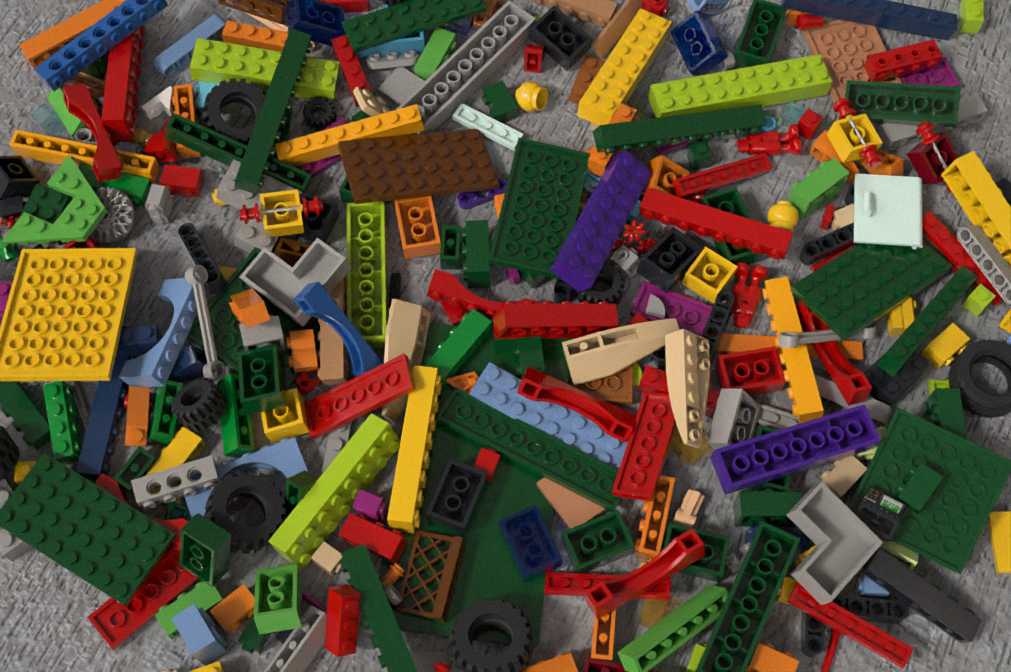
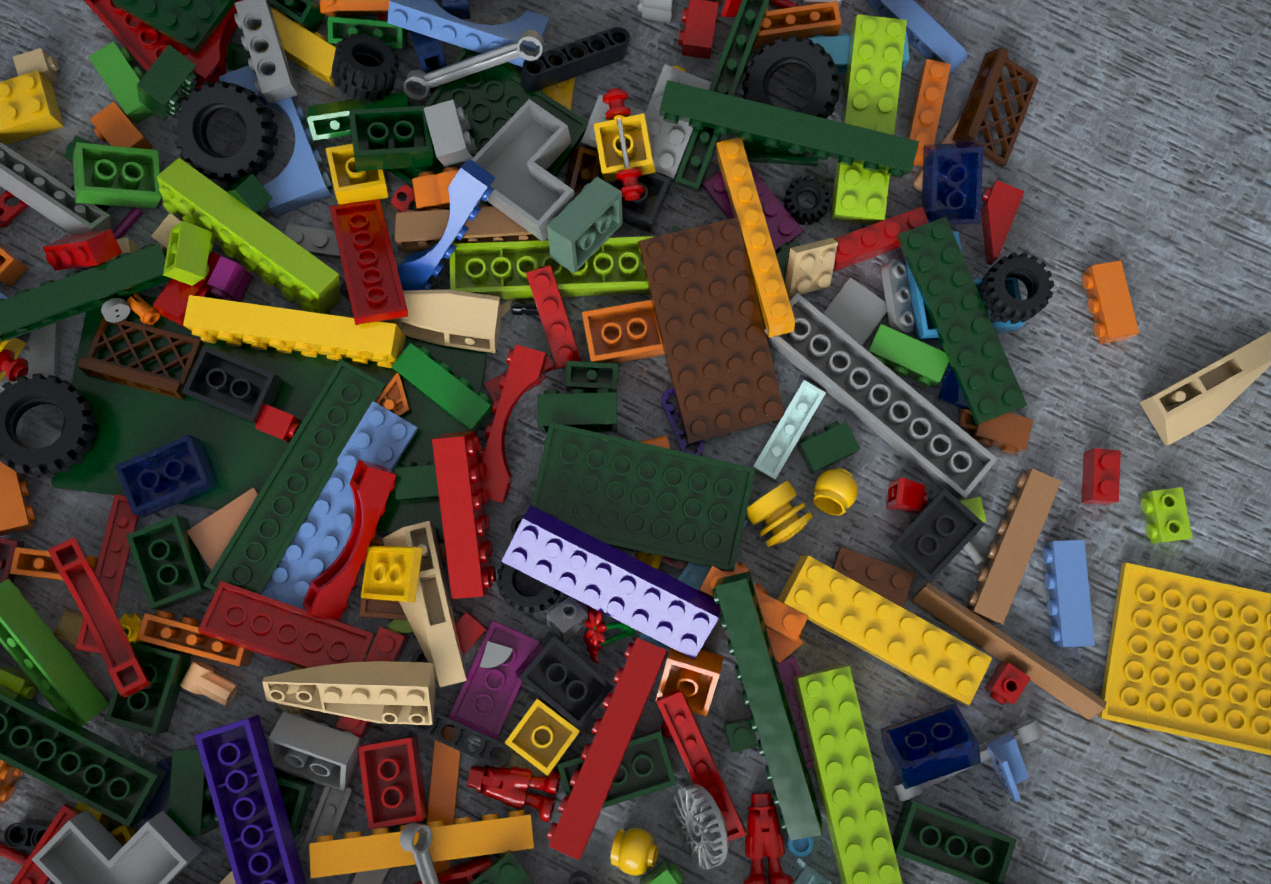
camera: 90 degrees right, 15 degrees up
(200, 634) = (73, 87): medium blue brick -> none
(249, 308) = (471, 110): orange brick -> none
(340, 238) = (585, 224): none -> sand green brick
(350, 529) = (188, 253): none -> lime brick
(403, 270) = (553, 315): none -> red plate
(549, 127) = (778, 514): none -> yellow wheel
(601, 367) = (391, 573): none -> yellow tile
(762, 172) = (702, 825): none -> light grey wheel

